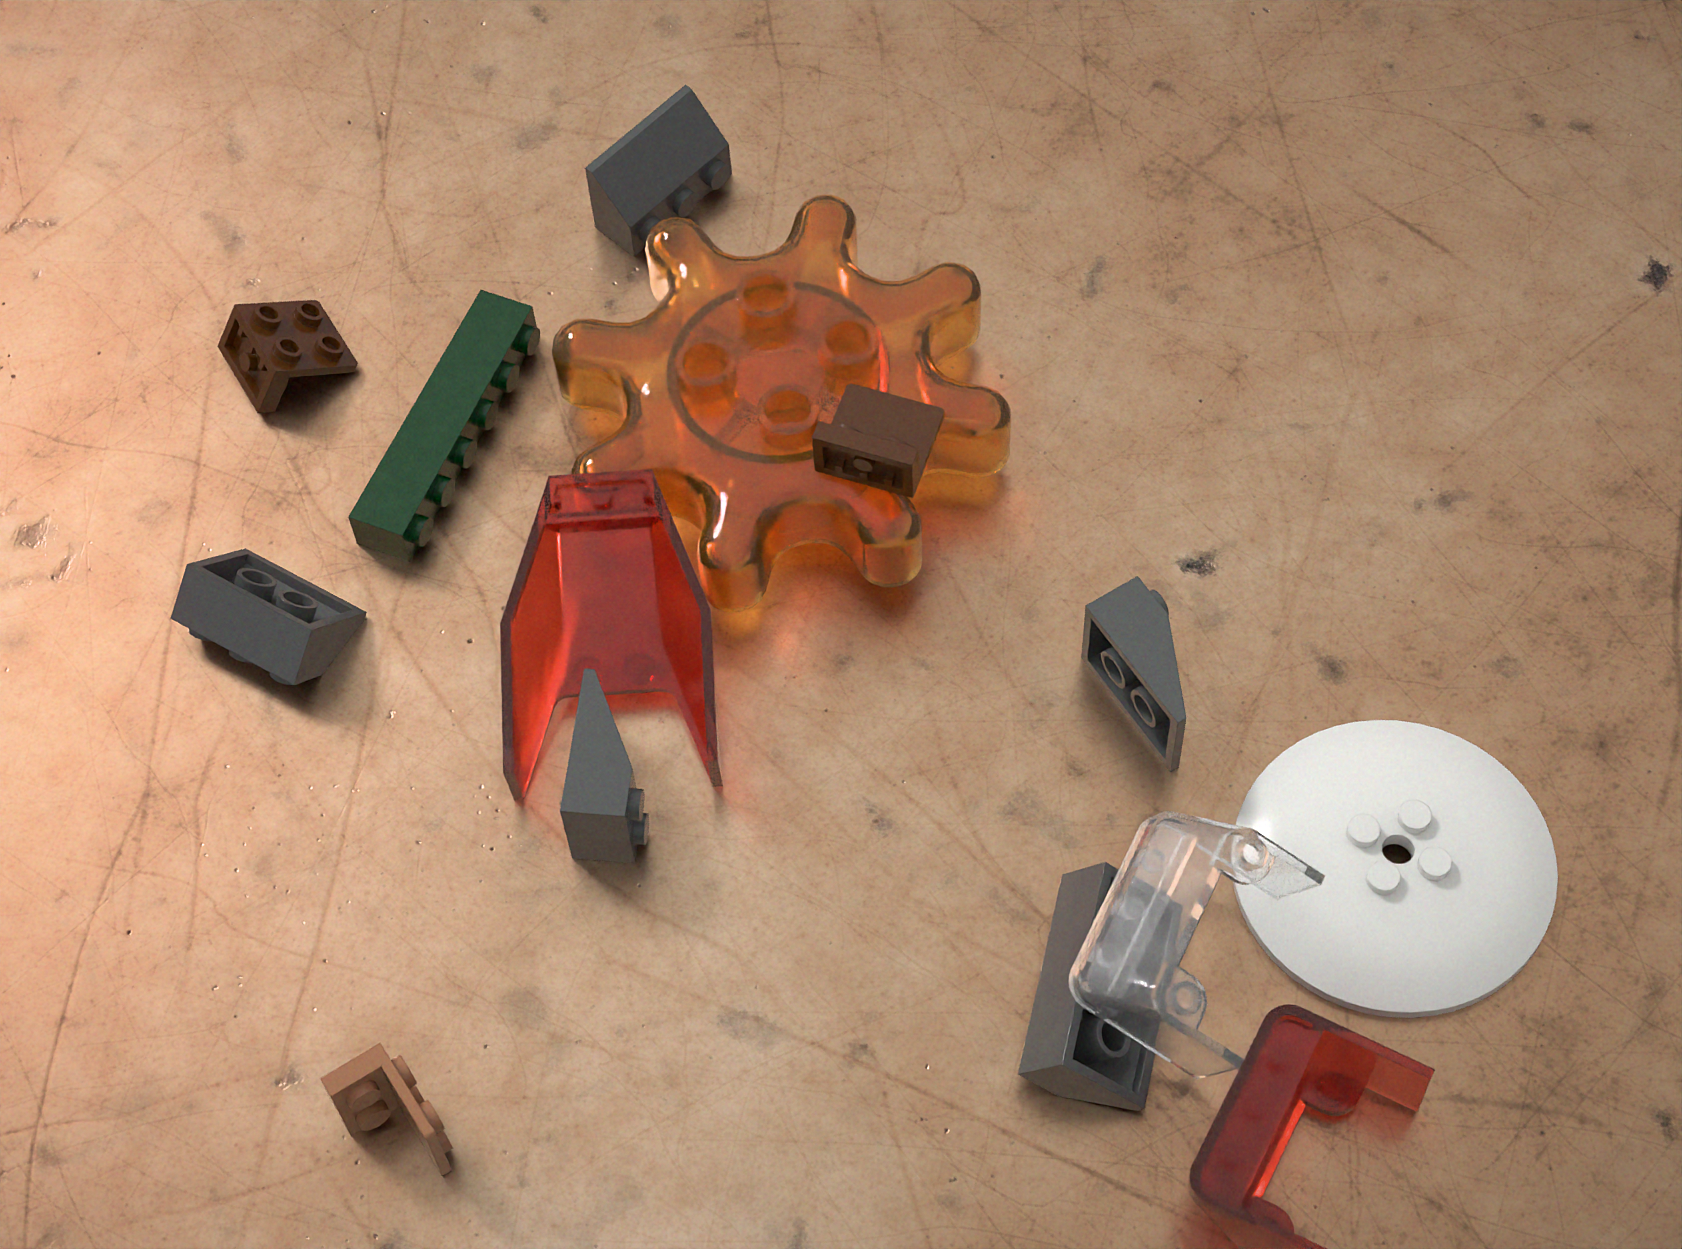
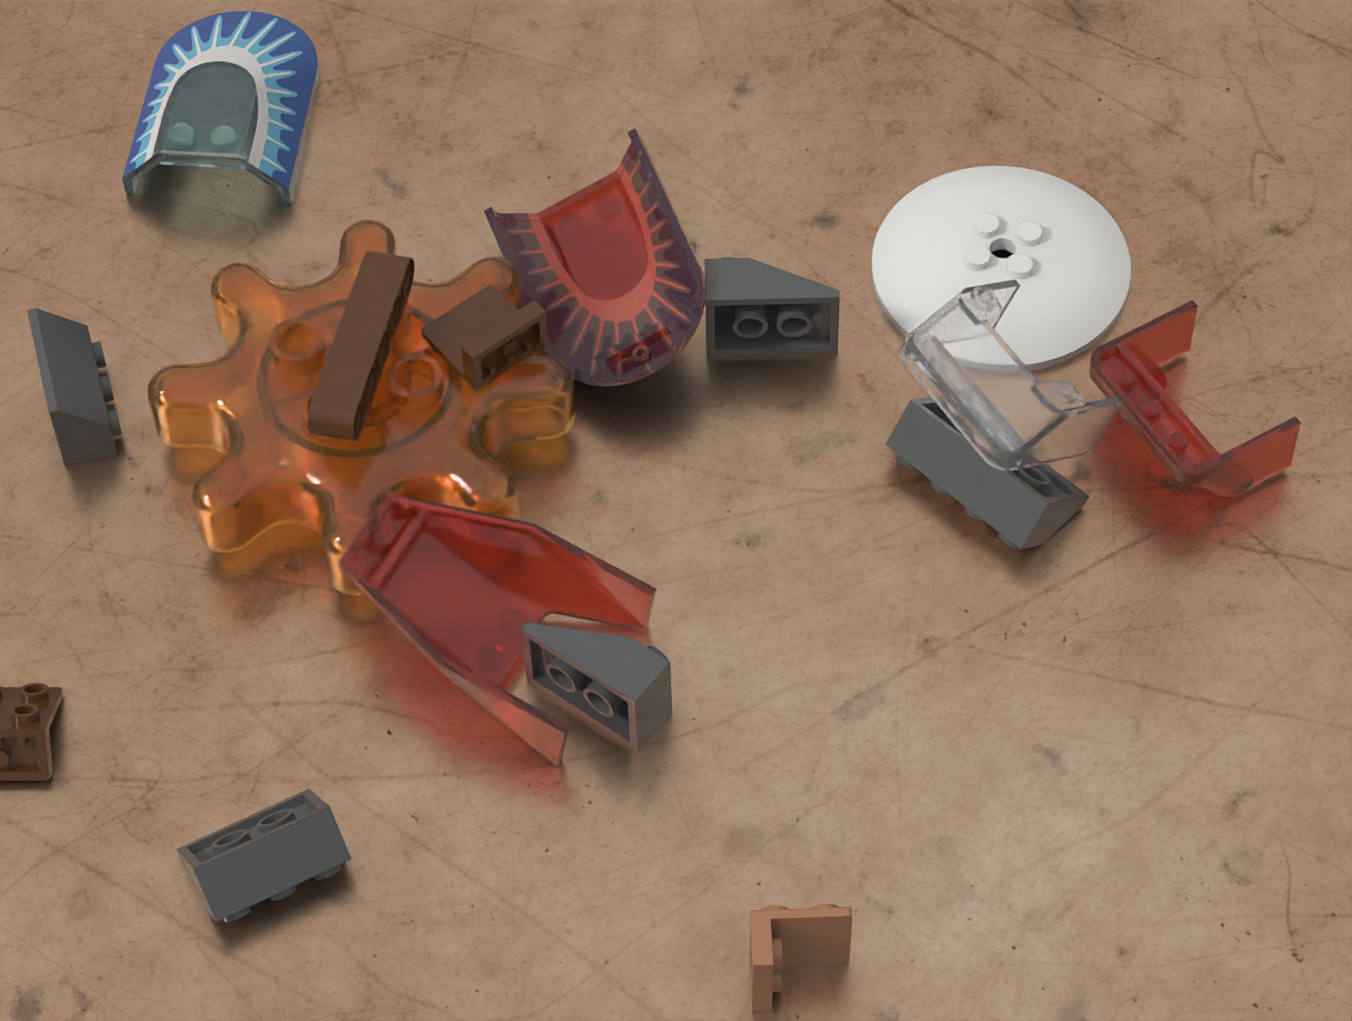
camera: 60 degrees left, 5 degrees down
(445, 426) = (183, 646): dark green brick -> none
(779, 344) = (361, 346): none -> reddish brown beam
(1074, 503) = (609, 273): none -> clear red windscreen
(1081, 101) = (229, 97): none -> windscreen

